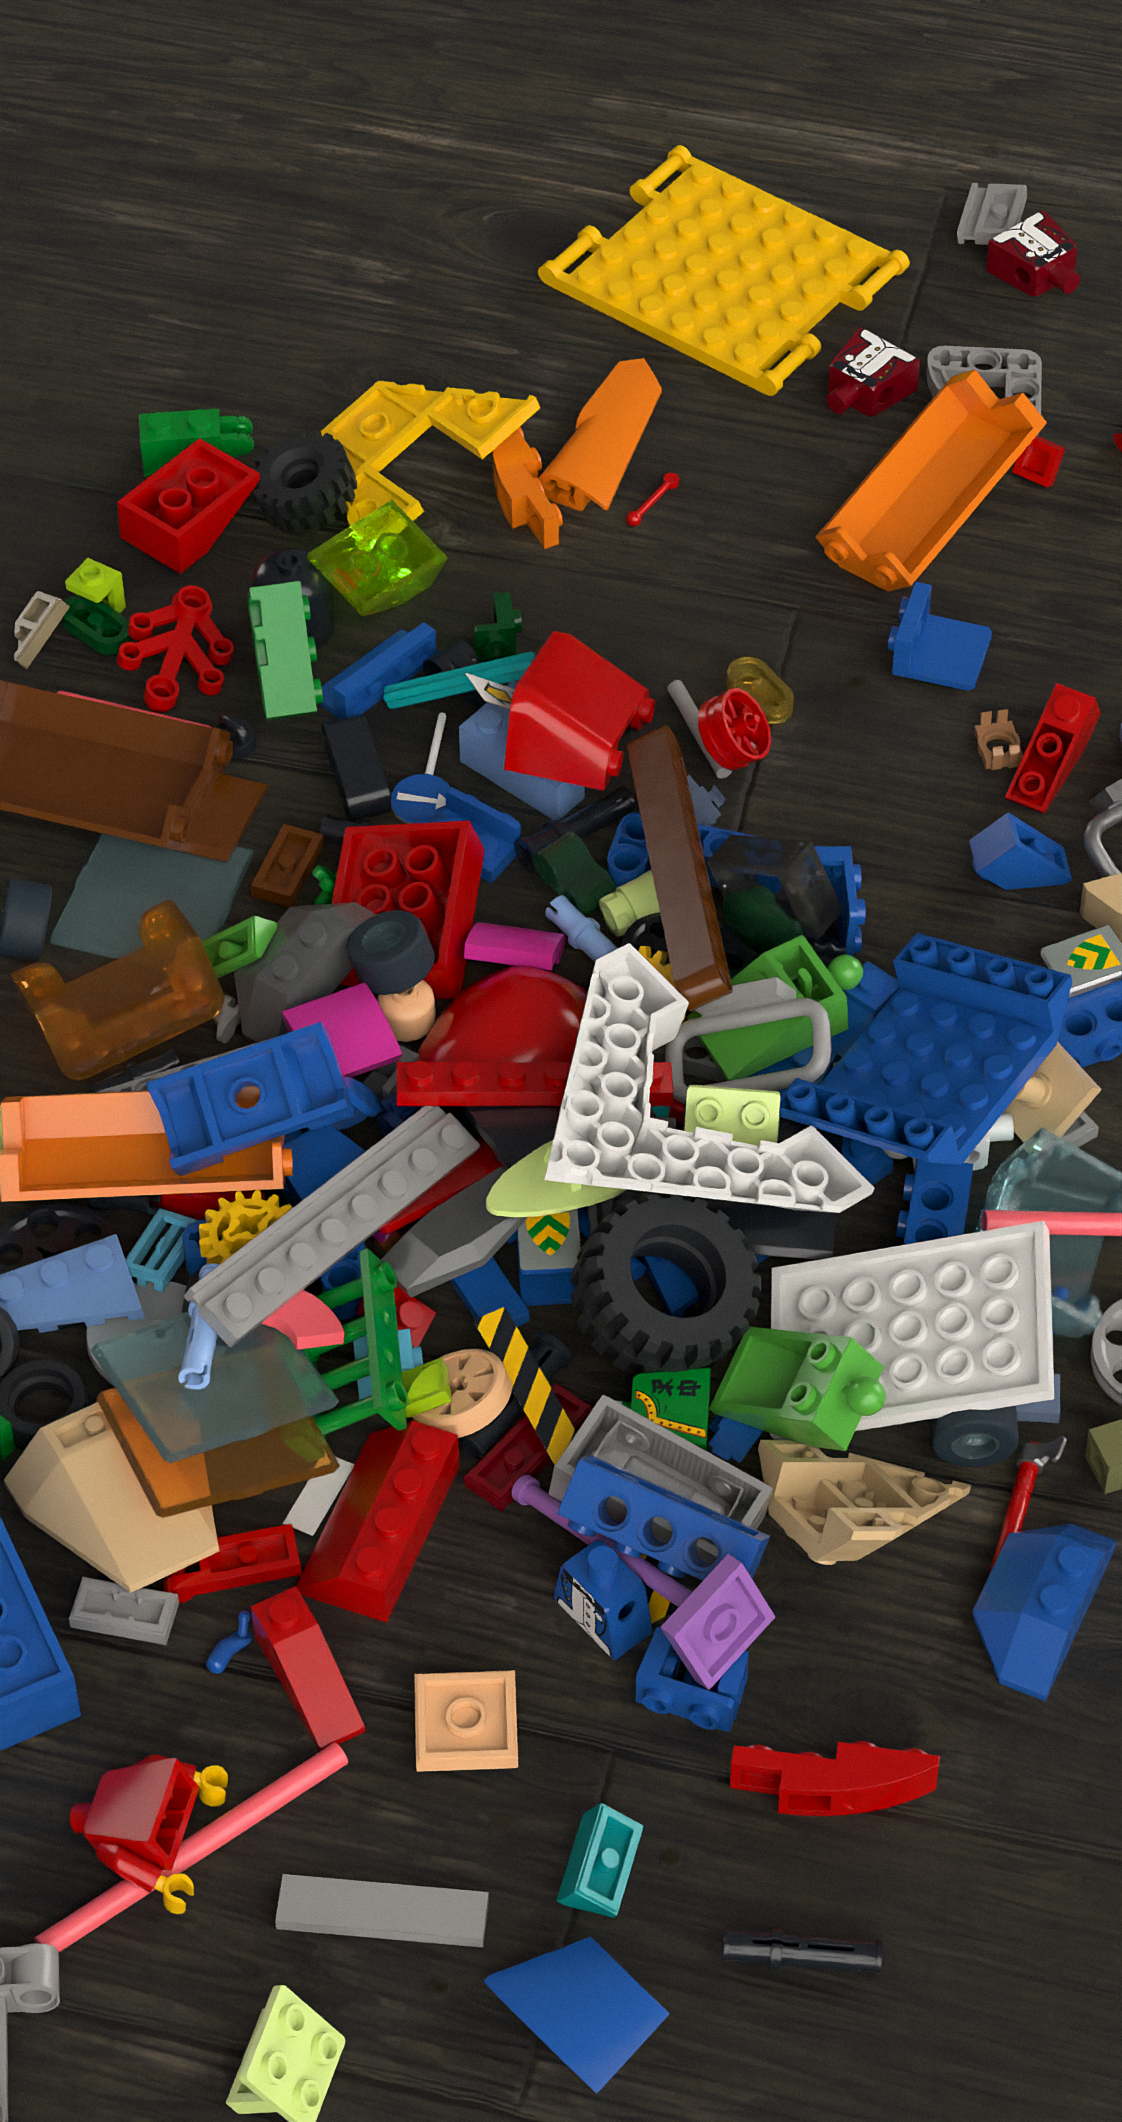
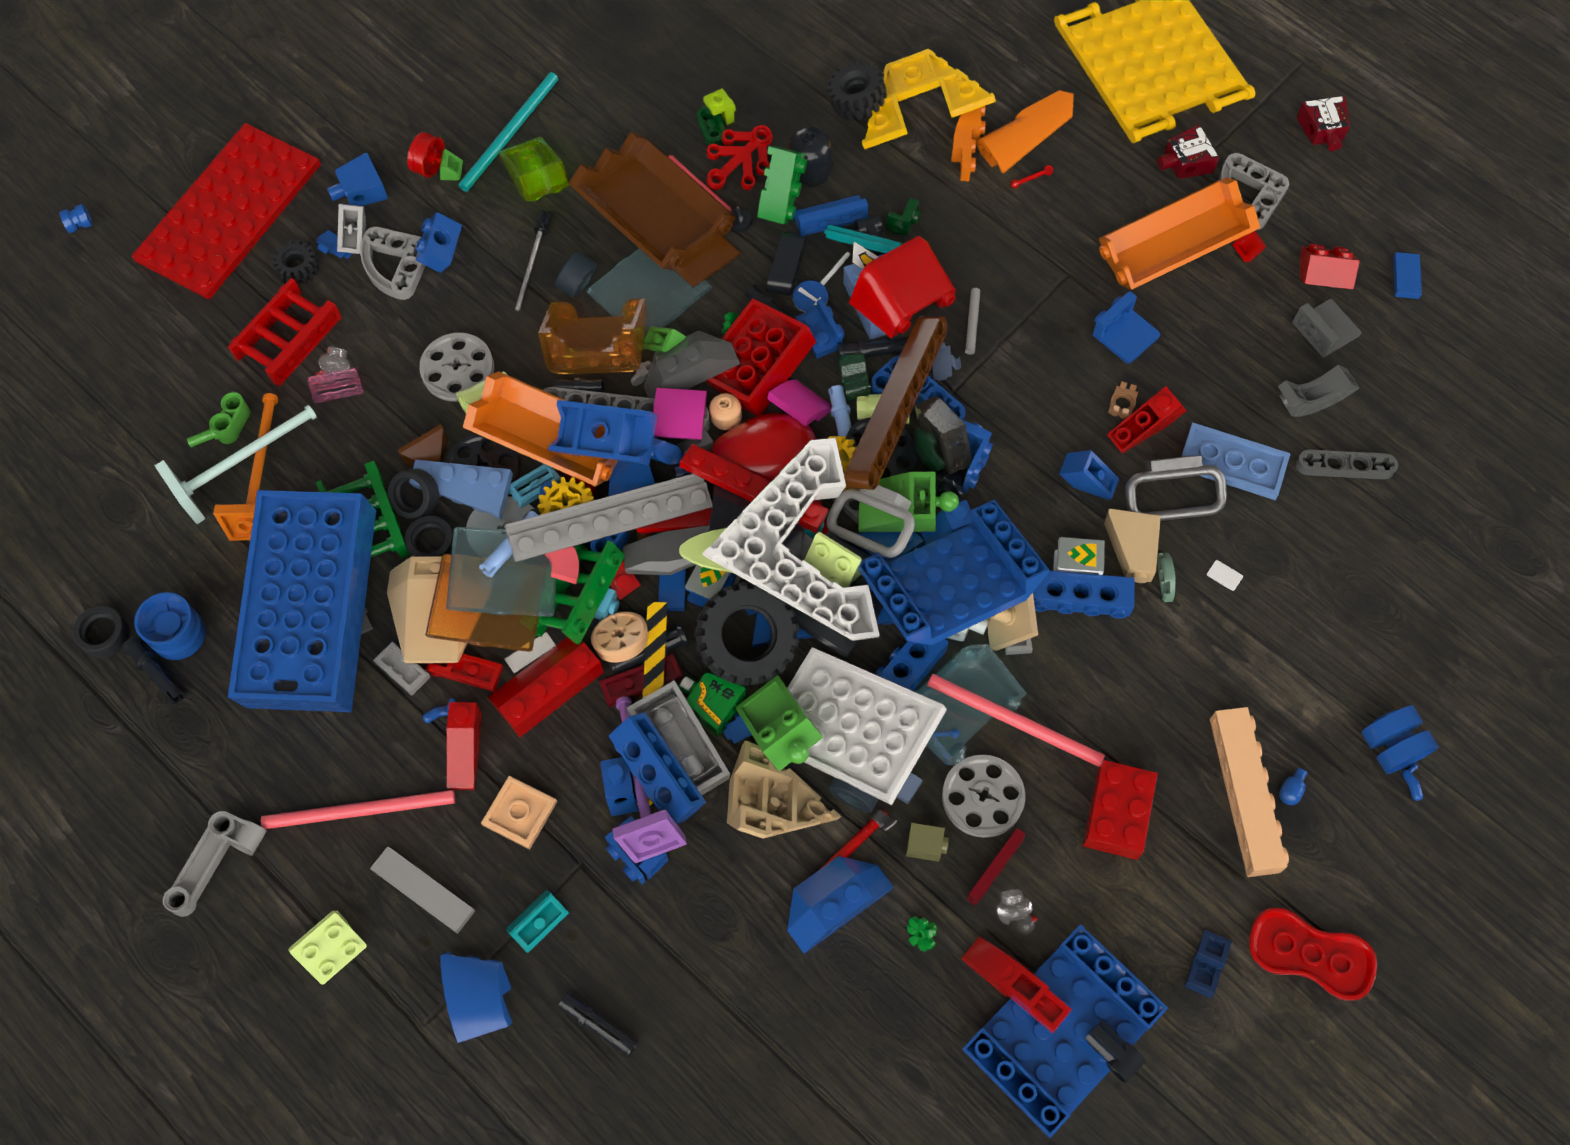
camera: 30 degrees right, 15 degrees up
(37, 625) = (681, 113): dark tan tile -> none
(143, 1818) = (339, 783): red torso -> none
(169, 433) = (817, 42): green hinge -> none
(185, 505) = (791, 78): red slope -> none
(287, 865) = (720, 303): reddish brown plate -> none
(379, 560) = (860, 154): clear neon green slope -> none
(391, 952) = (725, 381): black wheel -> none
(426, 1387) = (603, 626): lime tile -> none
(734, 729) = (978, 332): red wheel -> none
(765, 687) = (1017, 315): clear yellow plate -> none
(856, 1782) = (678, 948): red slope -> none
(991, 211) = (1319, 83): light grey plate -> none

